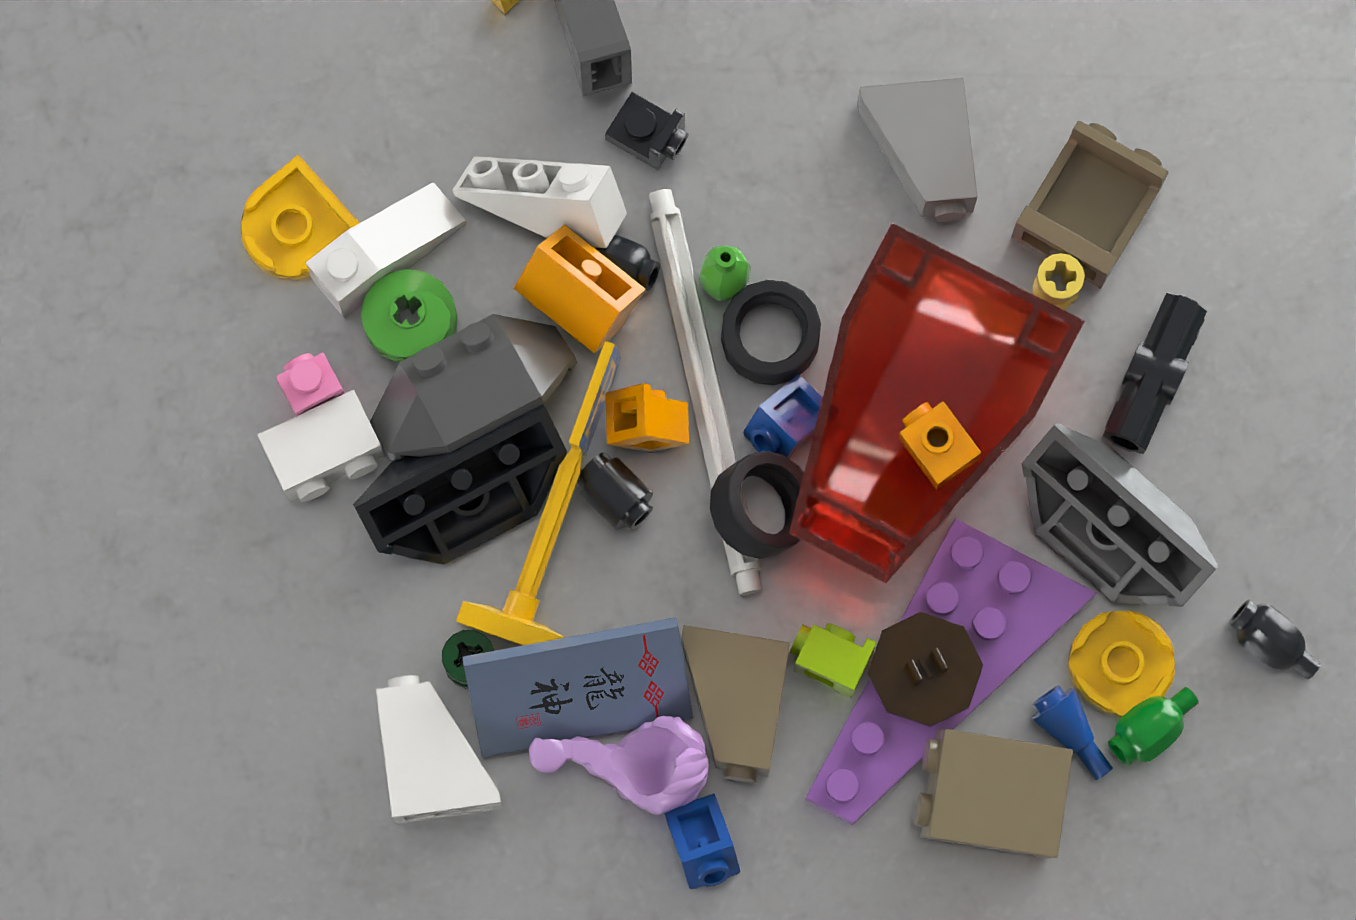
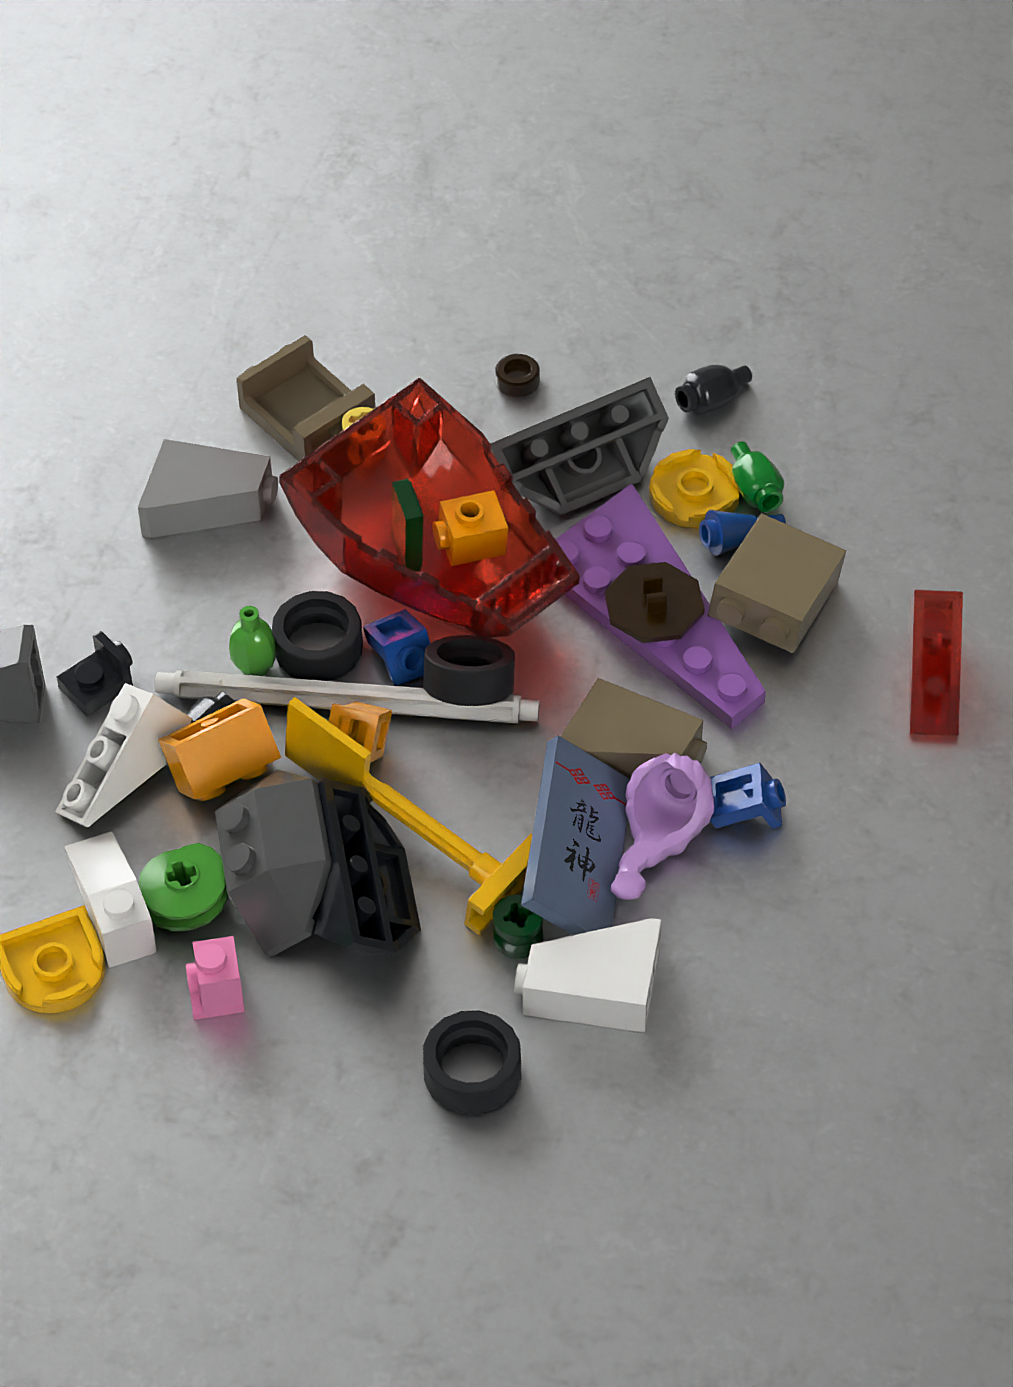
camera: 70 degrees left, 25 degrees down
(270, 634) = (472, 1028): none -> black tyre
(322, 447) = (274, 986): white brick -> none
(615, 492) = (415, 774): black brick -> none
(831, 657) = (623, 660): lime brick -> none
(896, 377) = (407, 525): none -> dark green tile
(1155, 373) = (468, 394): black piece -> none
(1220, 417) = (517, 375): none -> dark brown tile

